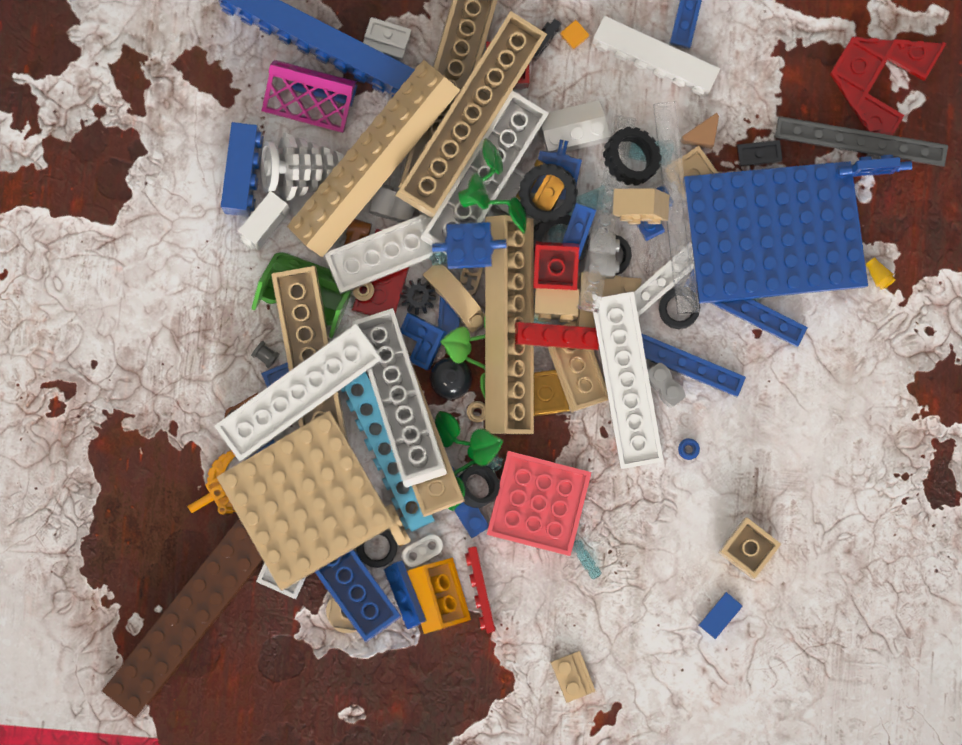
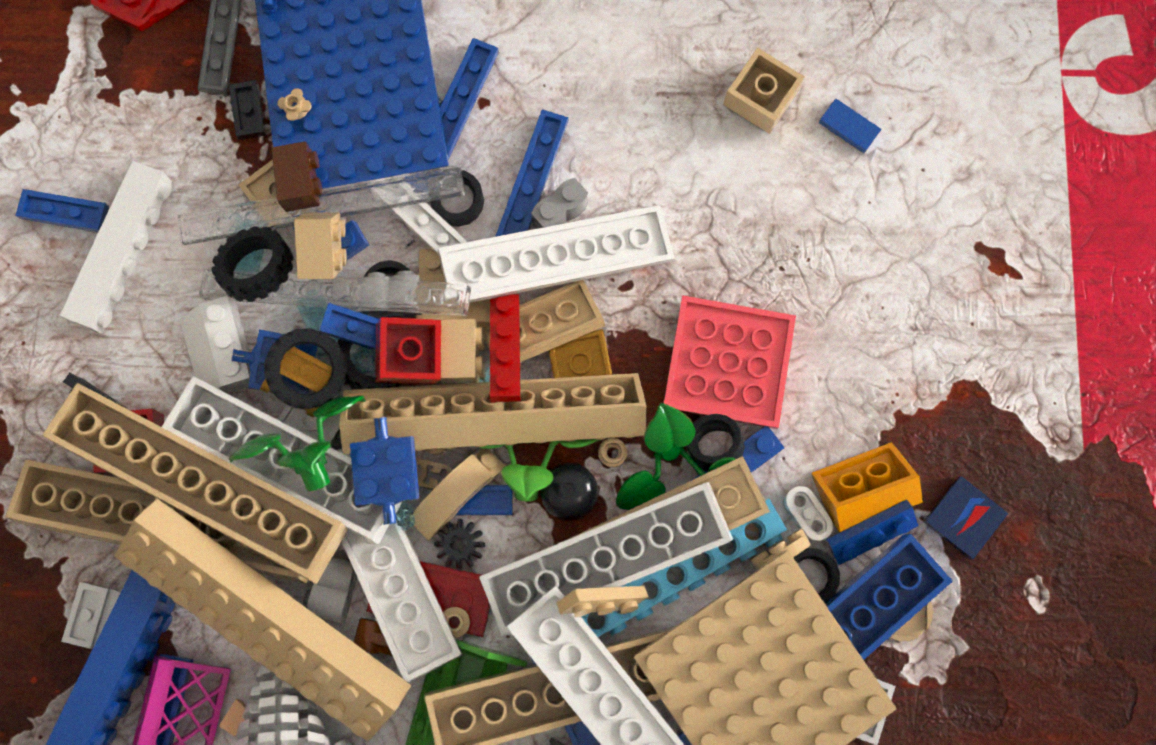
camera: 90 degrees left, 5 degrees down
(309, 135) = (233, 717): none -> light nougat tile
(369, 391) = (602, 600): none -> tan plate
(411, 667) = (965, 517): none -> dark blue tile
(427, 337) = (519, 525): blue plate -> none
(477, 581) = (841, 435): red plate -> none
(573, 676) = (950, 304): tan plate -> none
(574, 34) = (89, 357): light orange tile -> none
(586, 560) = (797, 295): clear light blue axle -> none
(695, 189) = (296, 176): none -> reddish brown brick
(695, 446) = (640, 168): blue plate -> none
(703, 134) = (223, 178): medium nougat slope -> none
(748, 189) = (297, 111): none -> tan plate

